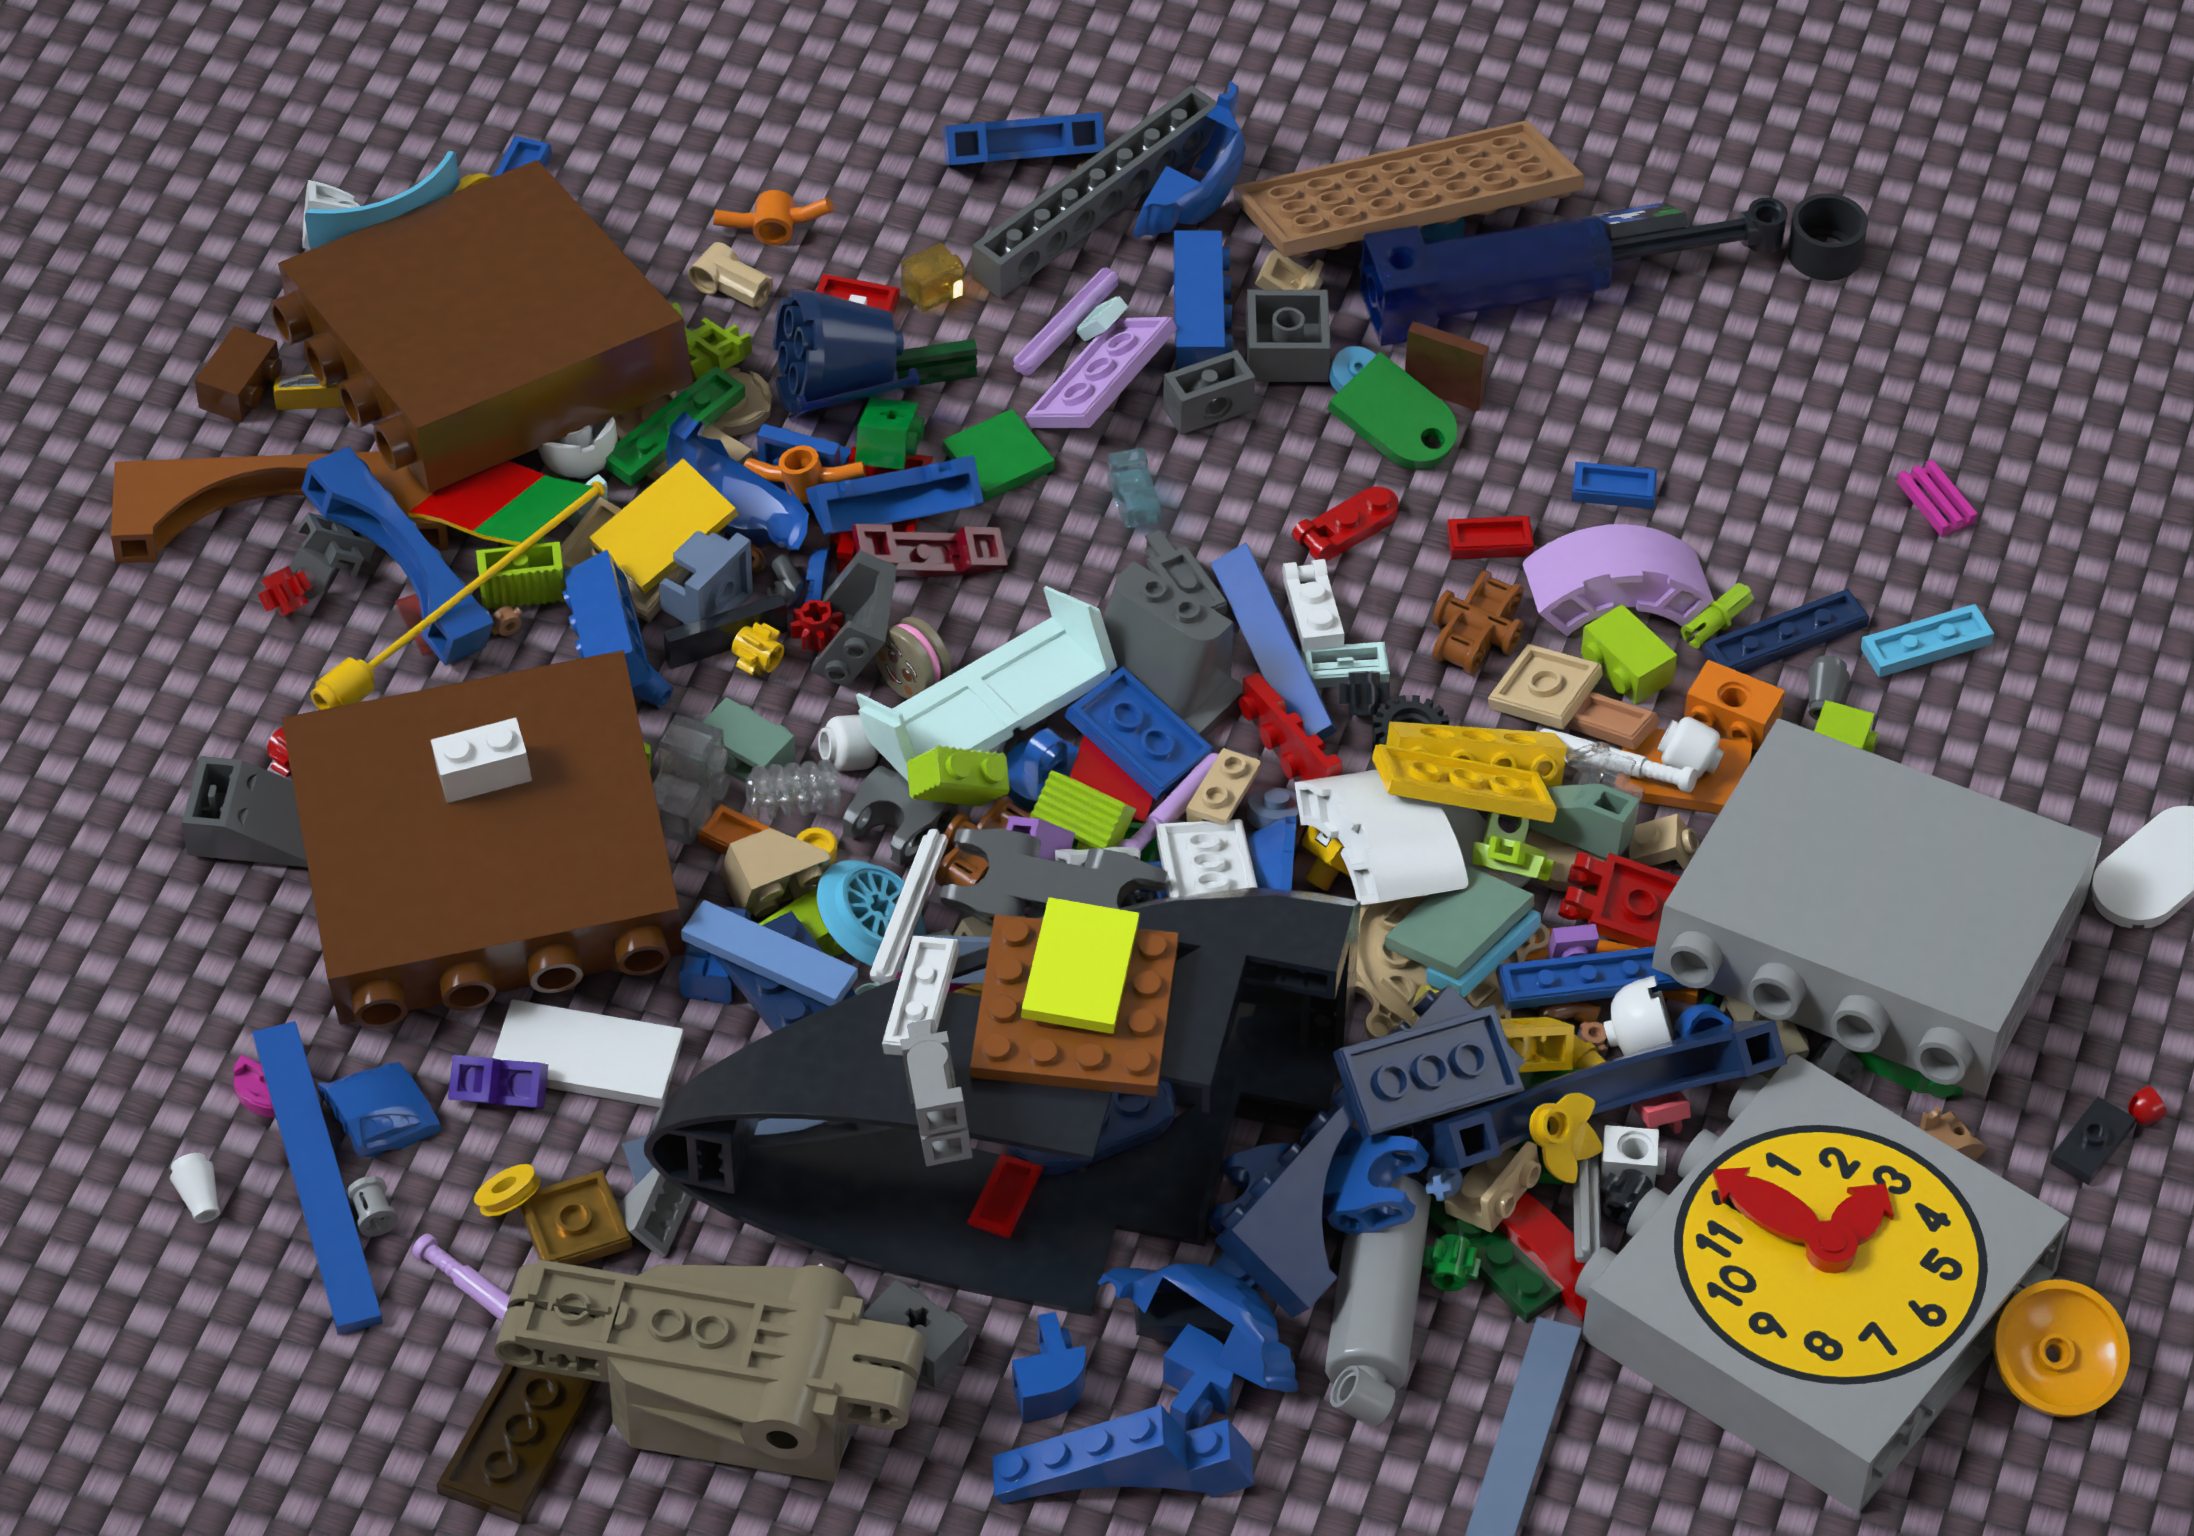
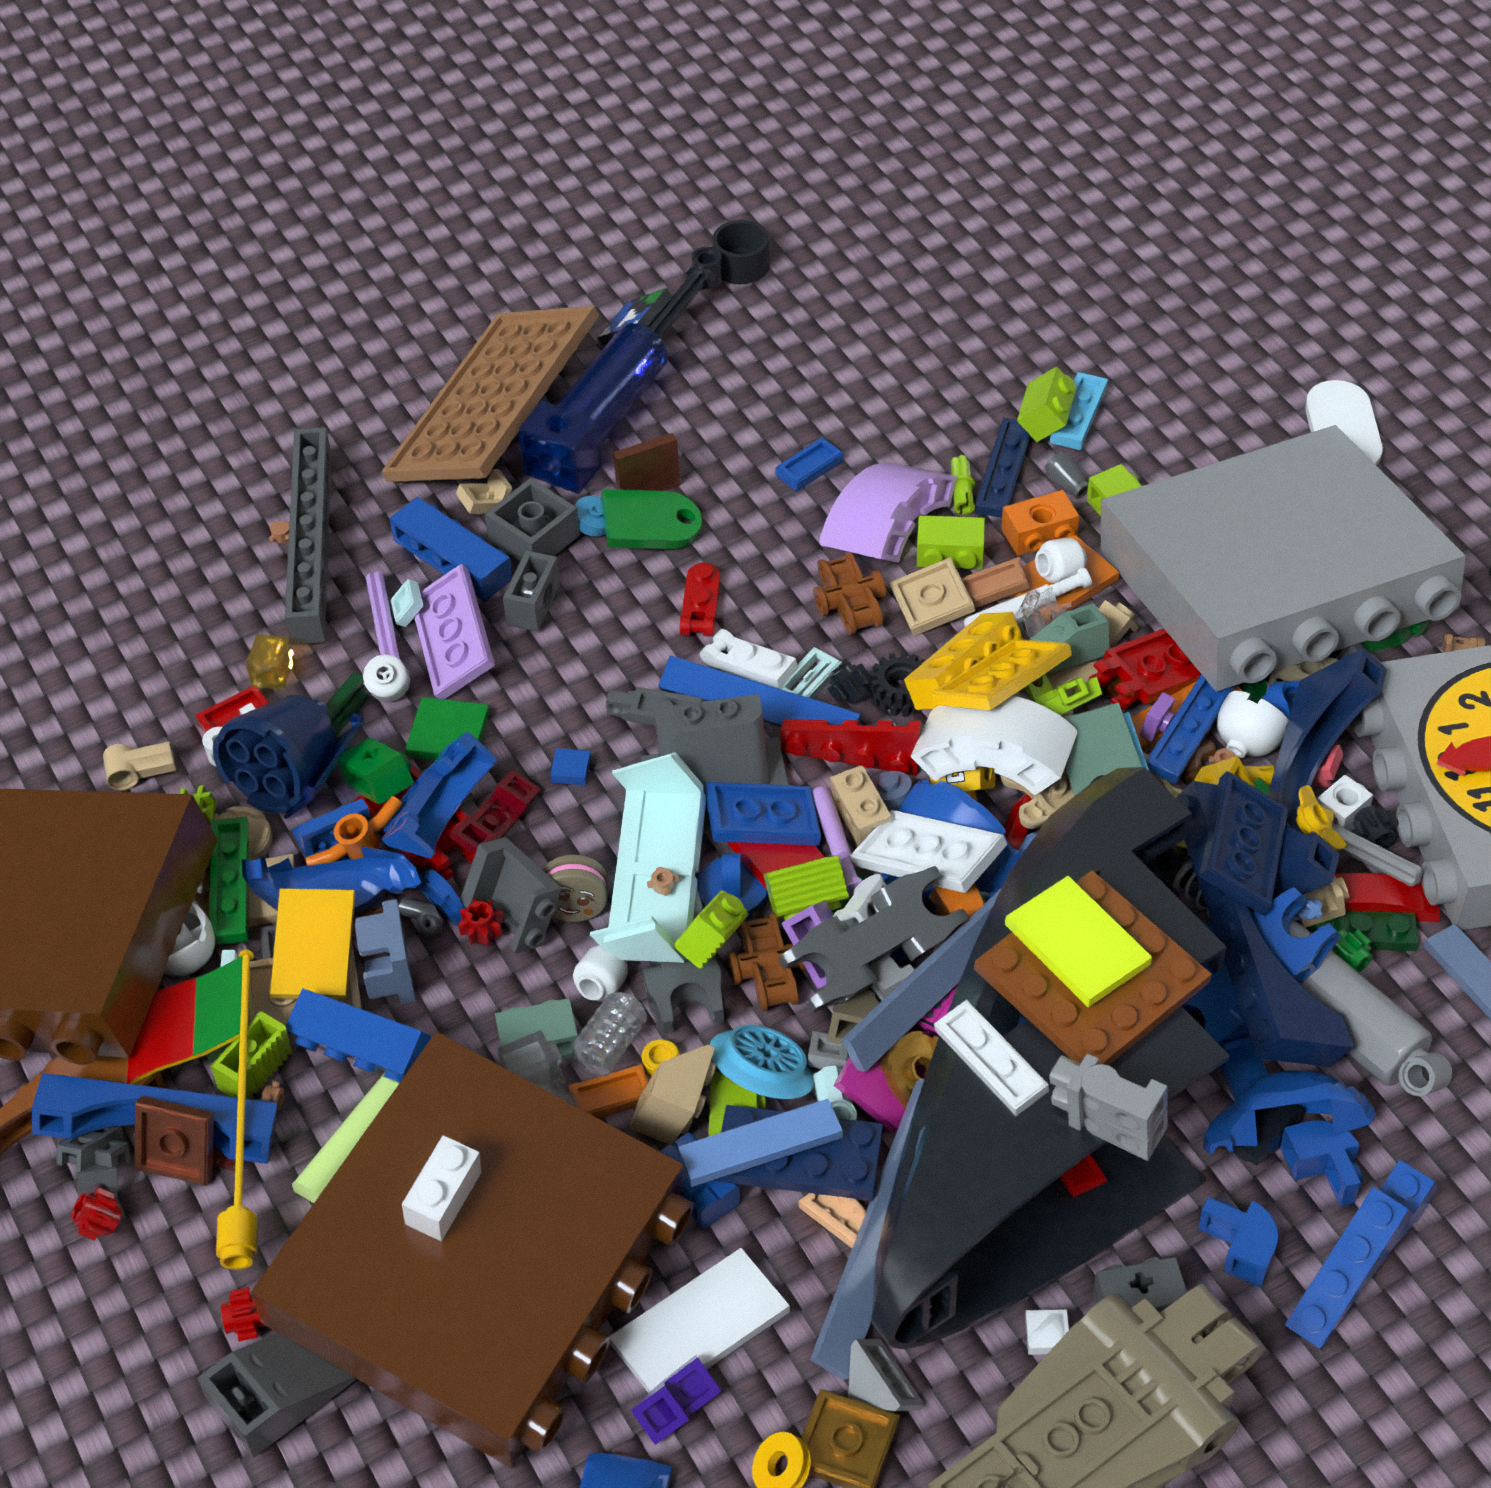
camera: 45 degrees left, 0 degrees up
(392, 584) = (174, 1140): none -> copper tile
(717, 633) = (429, 975): black tile -> none
(758, 649) = (465, 968): yellow gear -> none
(773, 216) = (120, 706): orange piece -> none
(909, 907) = (786, 1037): white axle -> none
(976, 709) = (662, 881): none -> nougat piece
(997, 366) = (389, 688): none -> white head
(1023, 138) = (221, 538): blue arch -> none
(1054, 567) = (570, 766): none -> blue tile
(1133, 488) = (559, 682): clear light blue leg -> none
(1185, 200) = (352, 454): blue animal -> none
(1490, 537) = (785, 545): red tile -> none
(1892, 605) = (1047, 404): none -> lime brick
(1943, 496) = (976, 338): dark pink tile -> none

